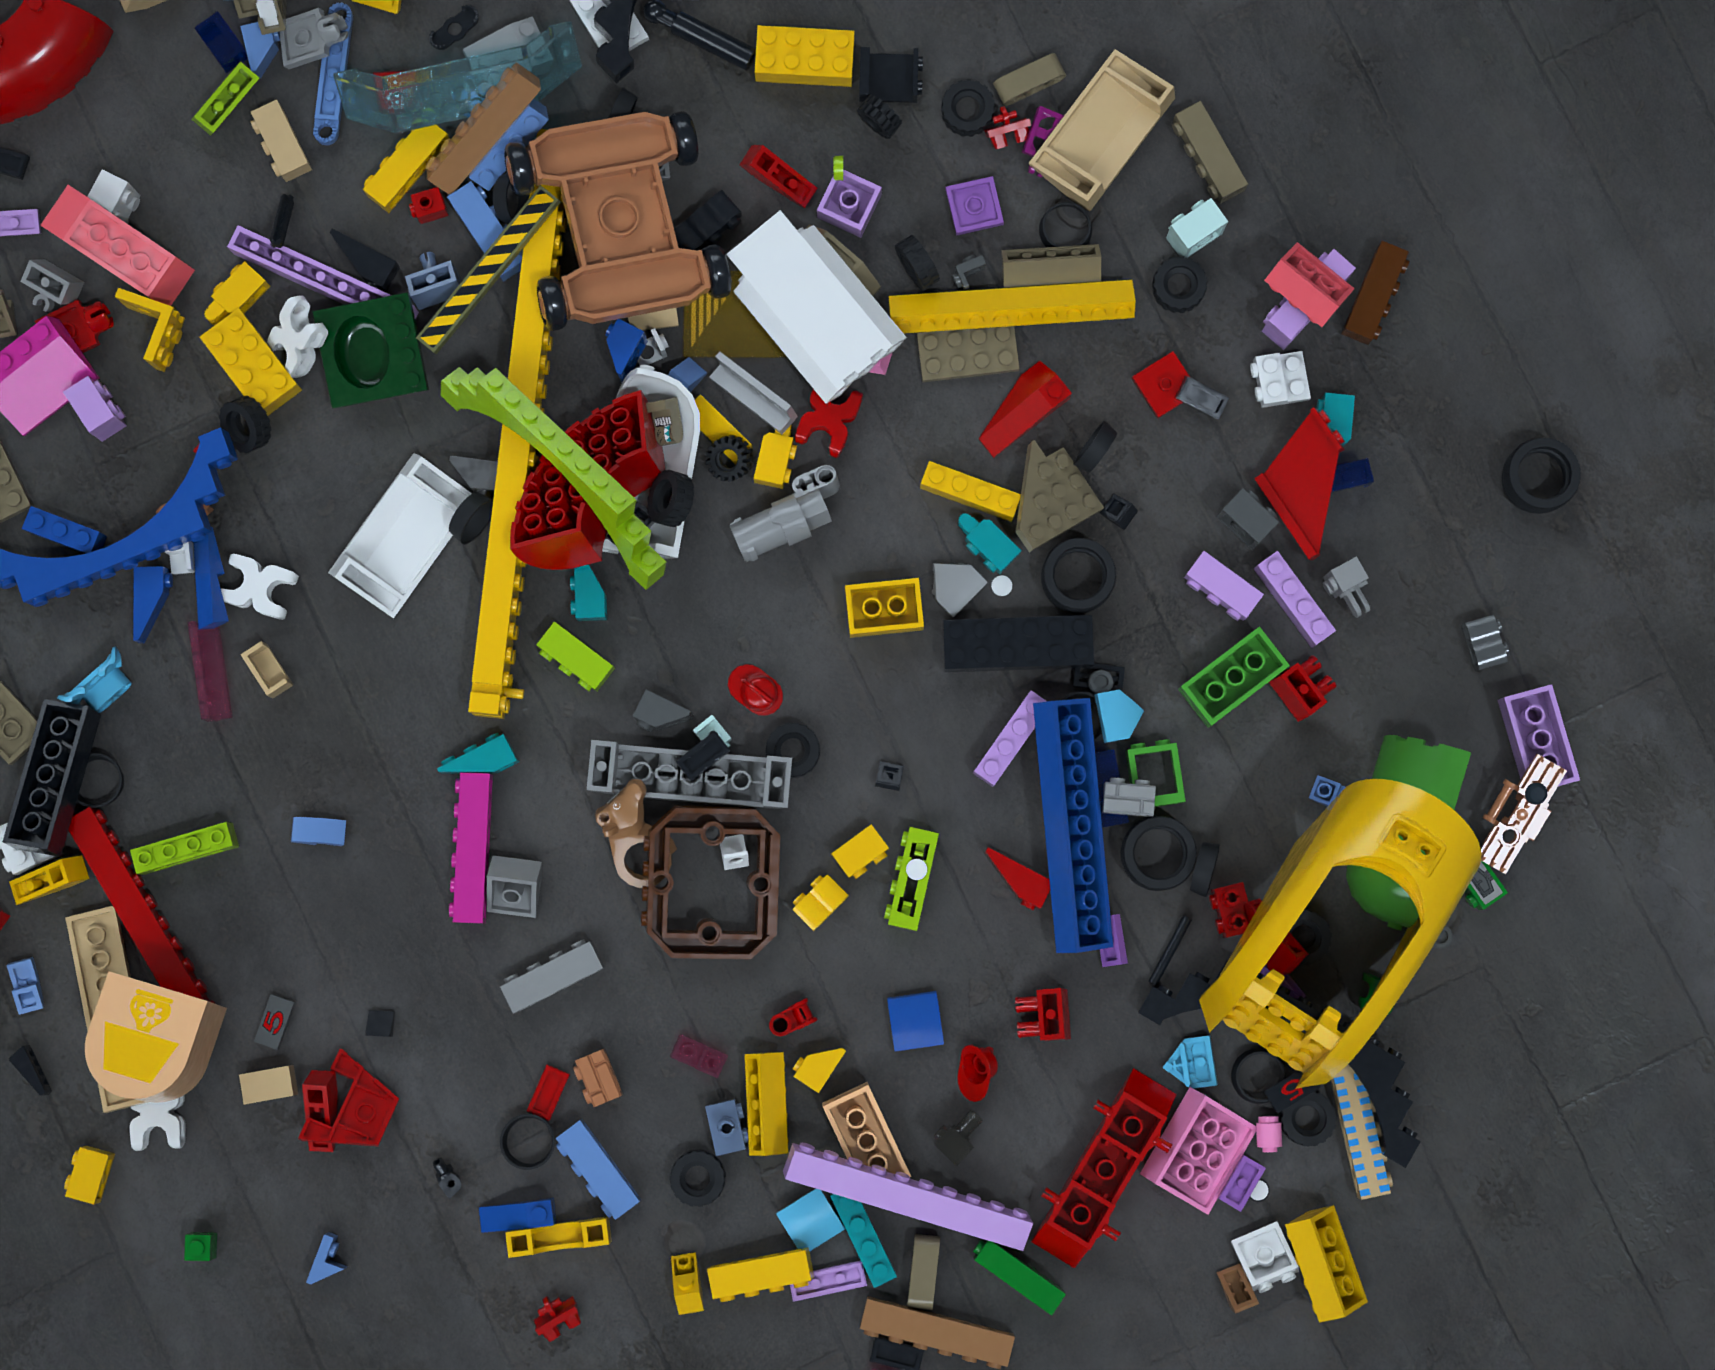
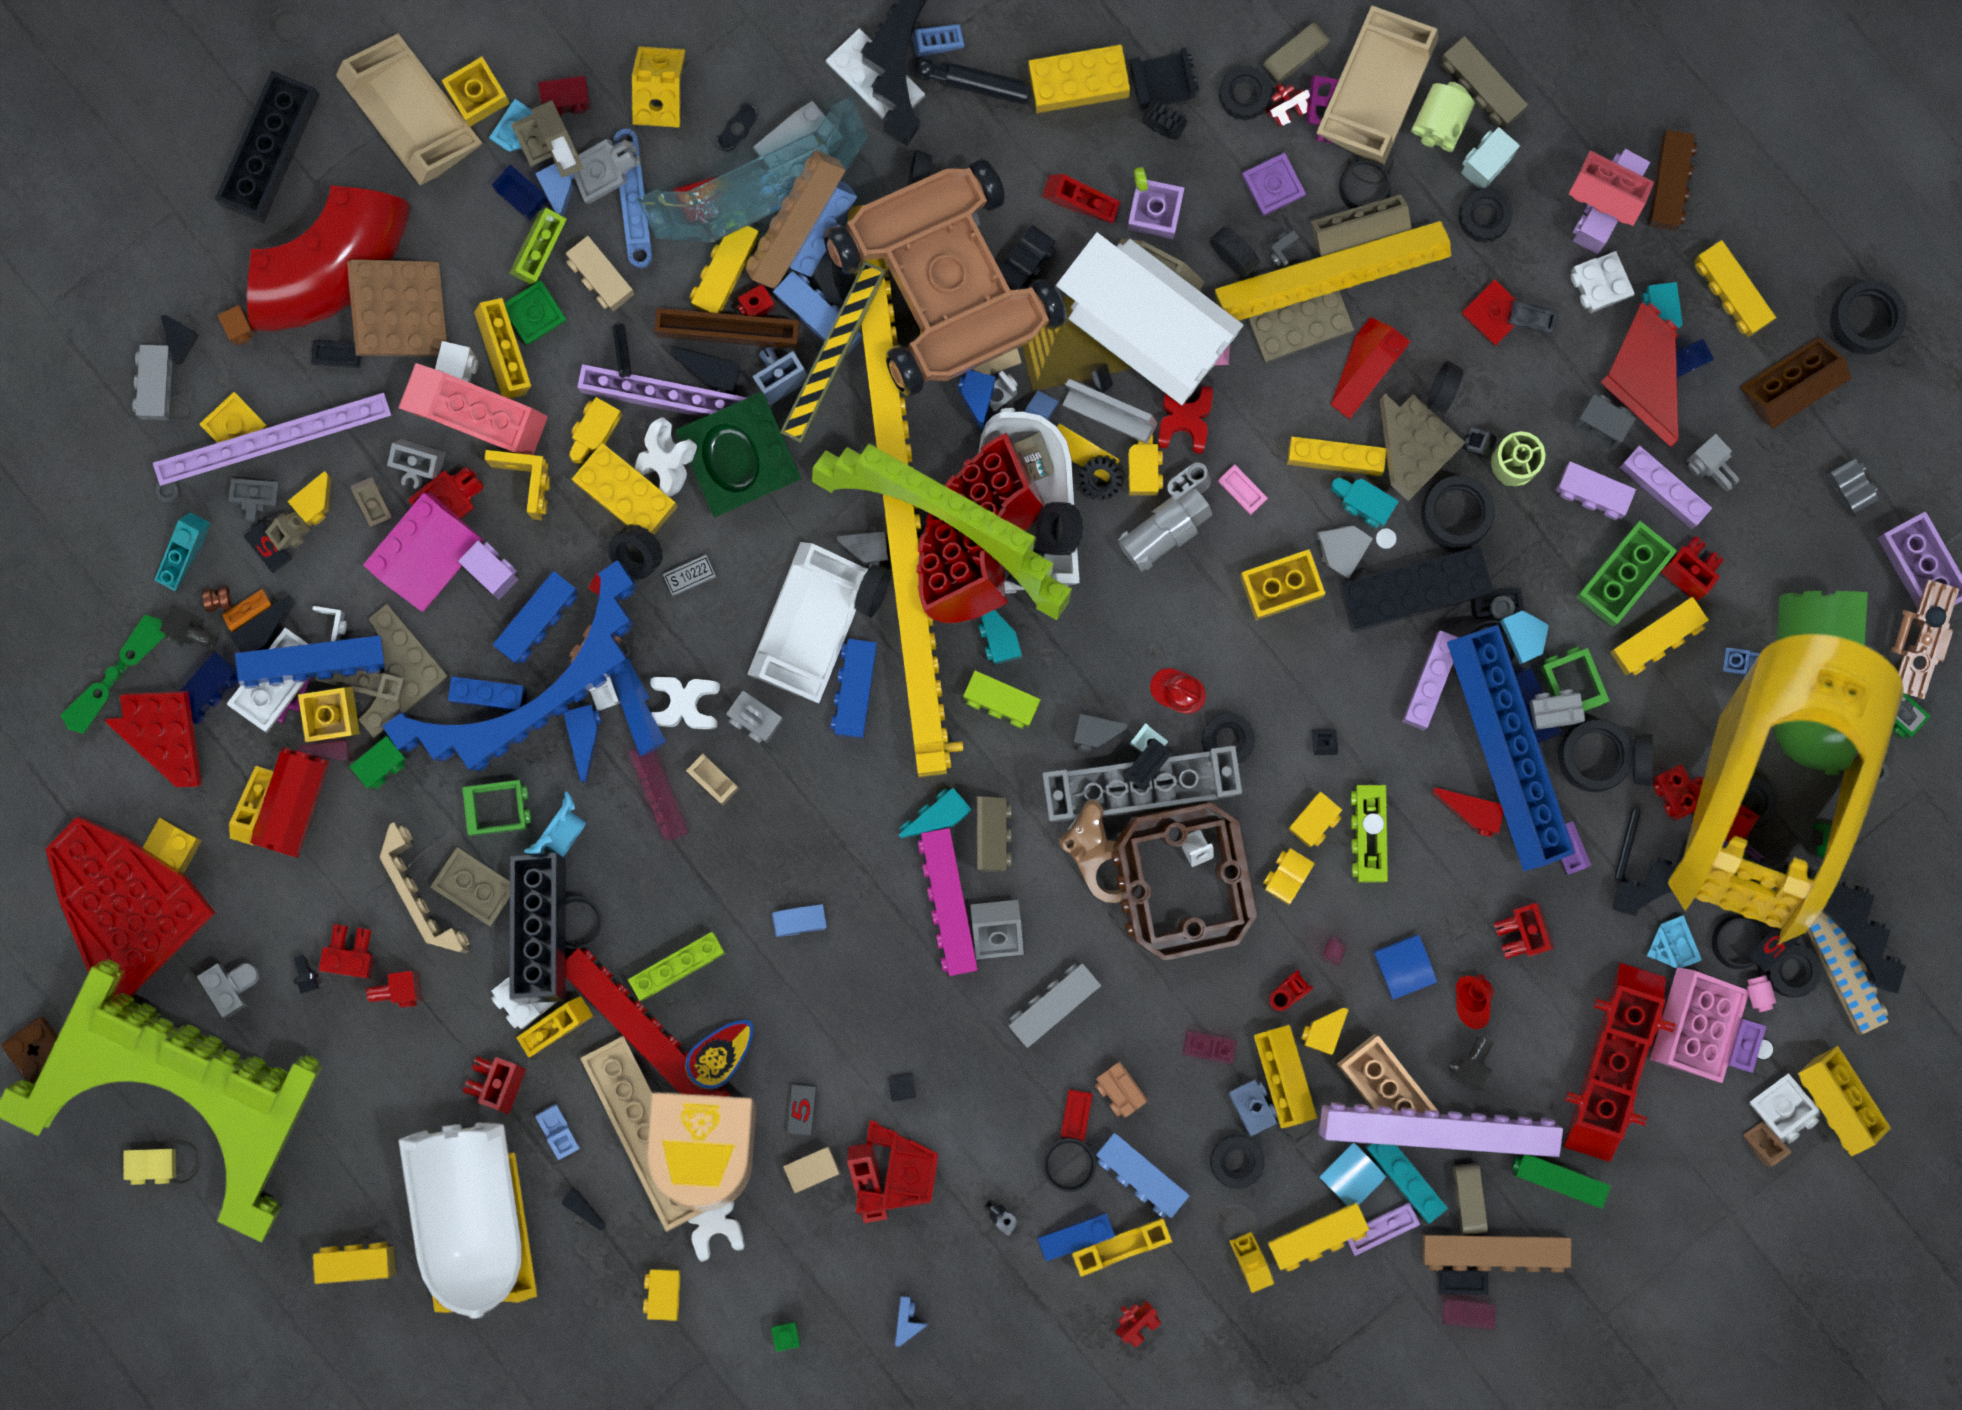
camera: 15 degrees left, 0 degrees up
(20, 645) = (471, 810): none -> bright green window
(68, 126) = (396, 307): none -> medium nougat plate
(131, 468) = (535, 618): none -> blue brick
(165, 192) = (502, 348): none -> yellow brick
(204, 947) = (719, 1055): none -> shield
(206, 164) = (534, 313): none -> green plate
(296, 461) = (689, 575): none -> light grey tile
(324, 617) = (754, 717): none -> light grey brick
(392, 223) = (727, 328): none -> reddish brown brick
(432, 612) = (855, 688): none -> blue brick
(531, 790) = (992, 834): none -> dark tan slope
(754, 359) = (1101, 377): none -> black slope
(847, 989) = (1334, 951): none -> clear pink slope
(869, 503) = (1242, 489): none -> bright pink tile
(1151, 535) = (1518, 458): none -> yellowish green cylinder
(1160, 175) = (1443, 115): none -> yellowish green cylinder
(1253, 747) = (1659, 636): none -> yellow brick
(1412, 416) = (1734, 288): none -> yellow brick
(1453, 524) = (1796, 382): none -> reddish brown slope

